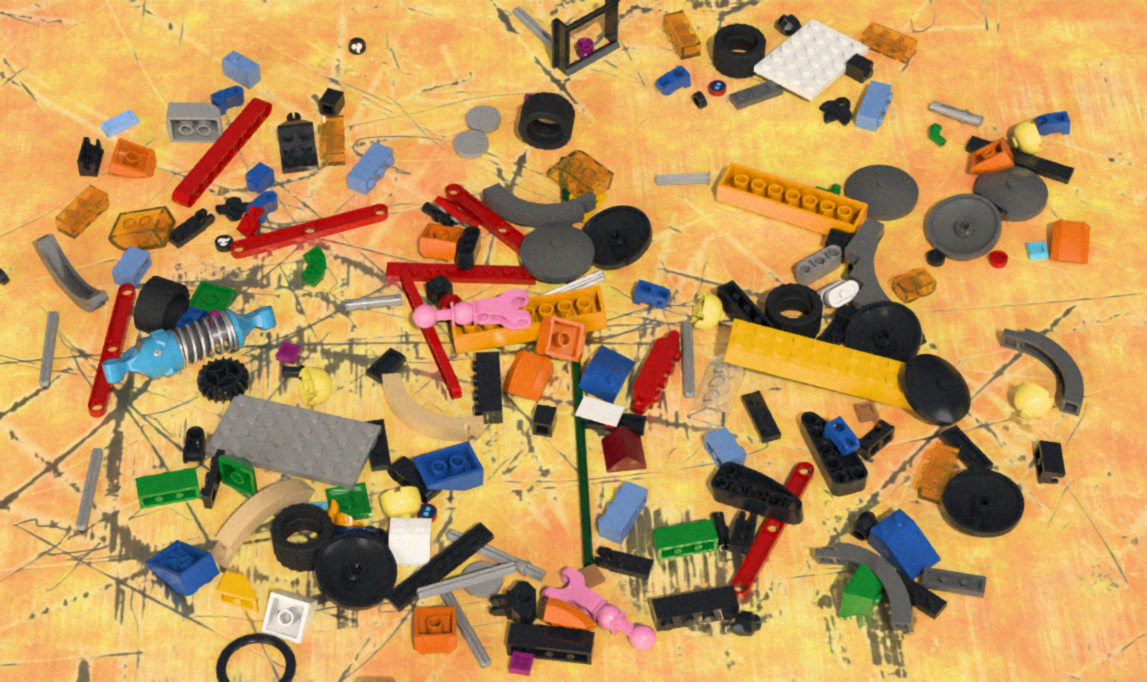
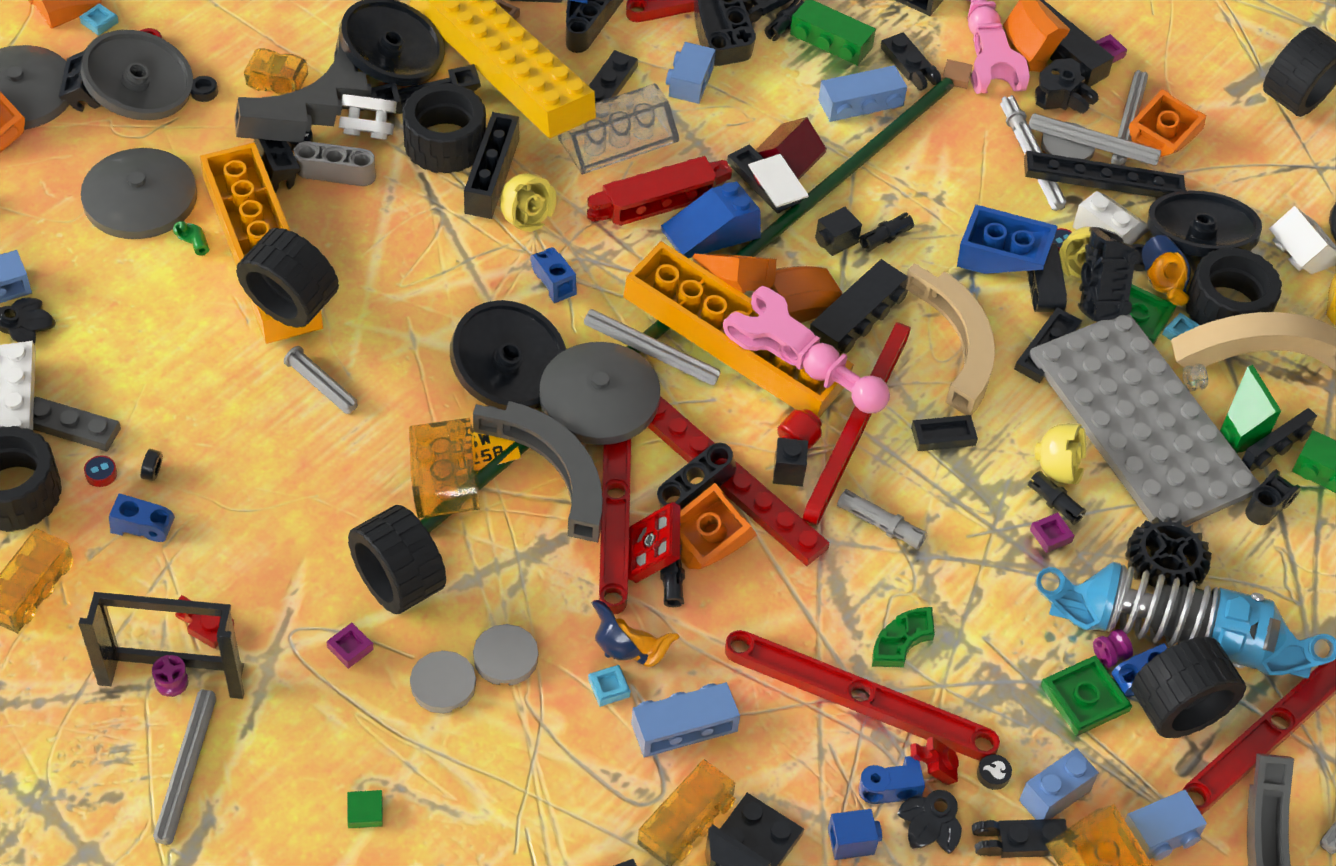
camera: 140 degrees left, 5 degrees up
(189, 249) = (1058, 786): none -> medium blue brick
(377, 467) = (1107, 276): none -> black piece
(417, 164) = (609, 685): none -> medium azure tile
(430, 174) = (627, 643): none -> hair
(458, 65) = (365, 809): none -> green tile
(522, 444) = (886, 231): none -> black pin
(598, 73) = (201, 626): none -> red plate
(688, 360) = (621, 171): light grey axle -> none
(735, 170) = (287, 277): none -> black tyre

